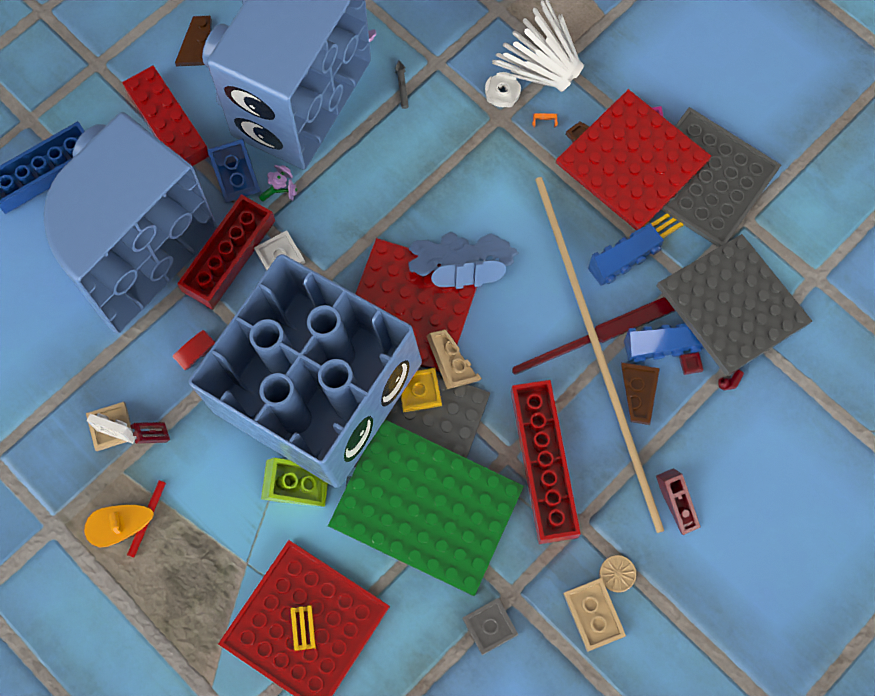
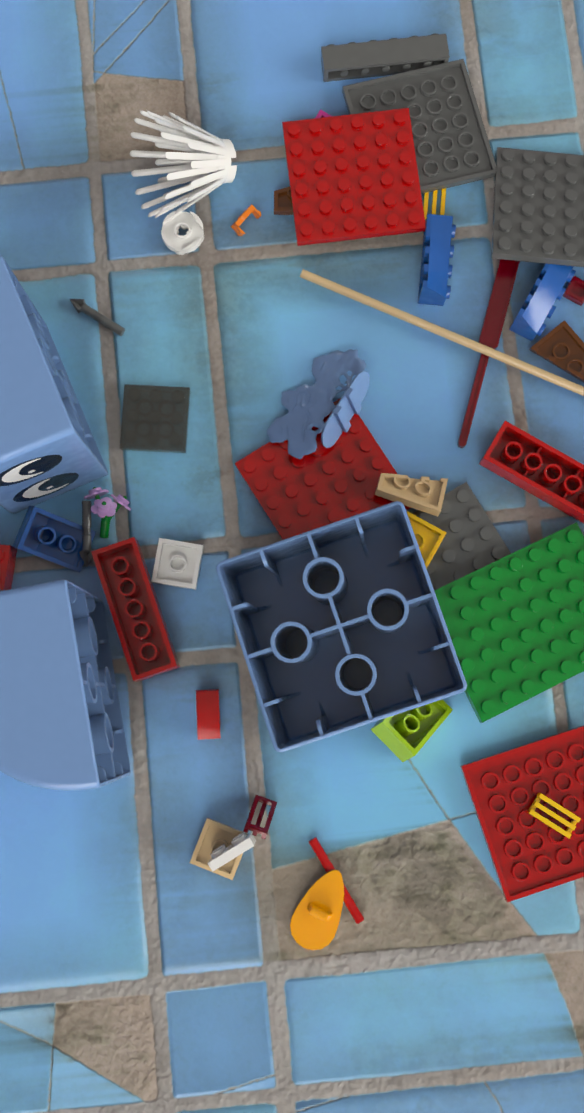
camera: 50 degrees left, 10 degrees up
(258, 181) = (86, 553): none -> dark grey piece
(365, 169) = (155, 418): none -> clear smoke plate
(734, 115) = (382, 57): none -> dark grey brick

